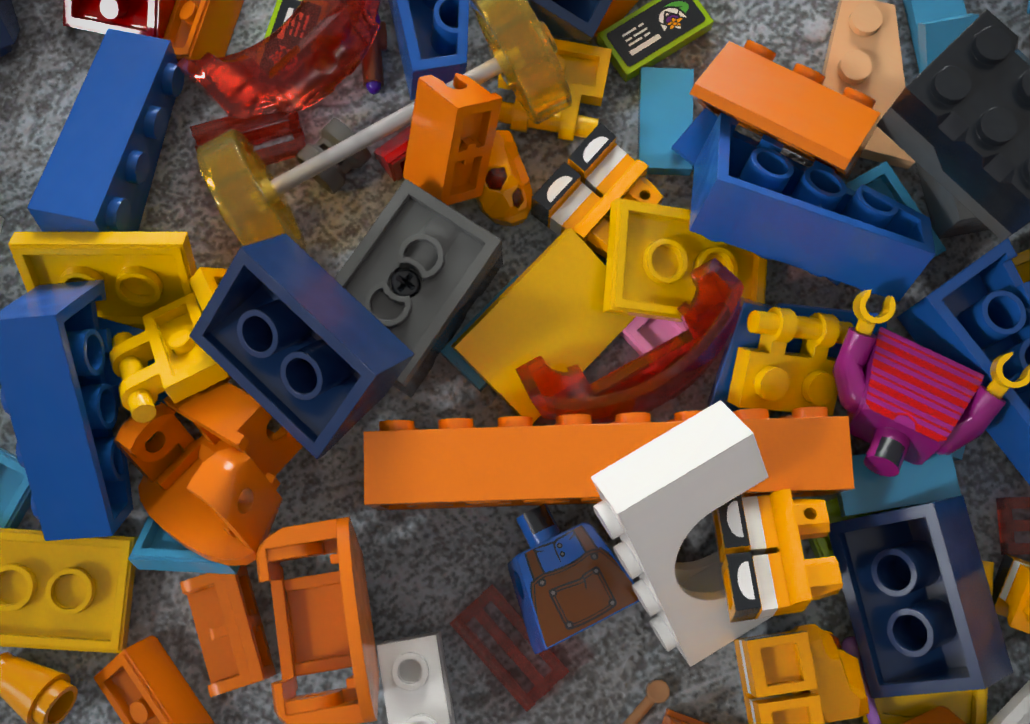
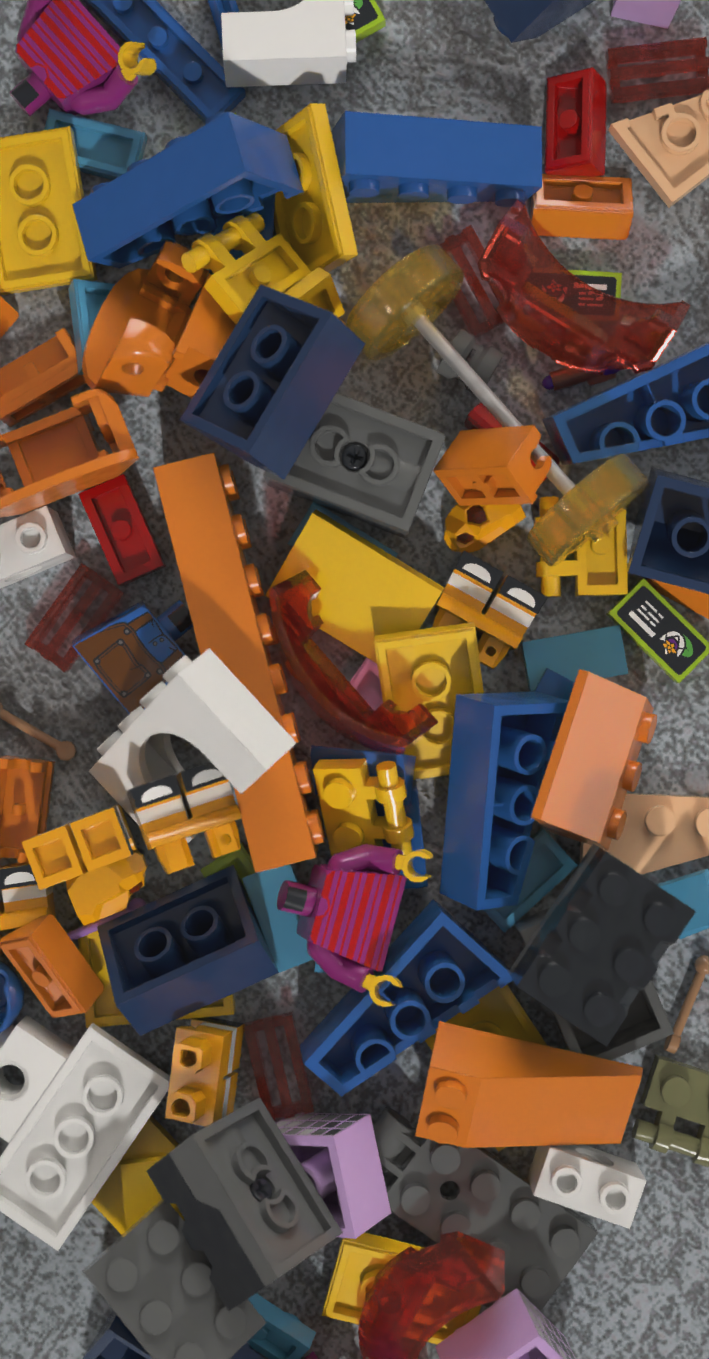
camera: 75 degrees right, 10 degrees up
(423, 568) = (122, 530): none -> red plate

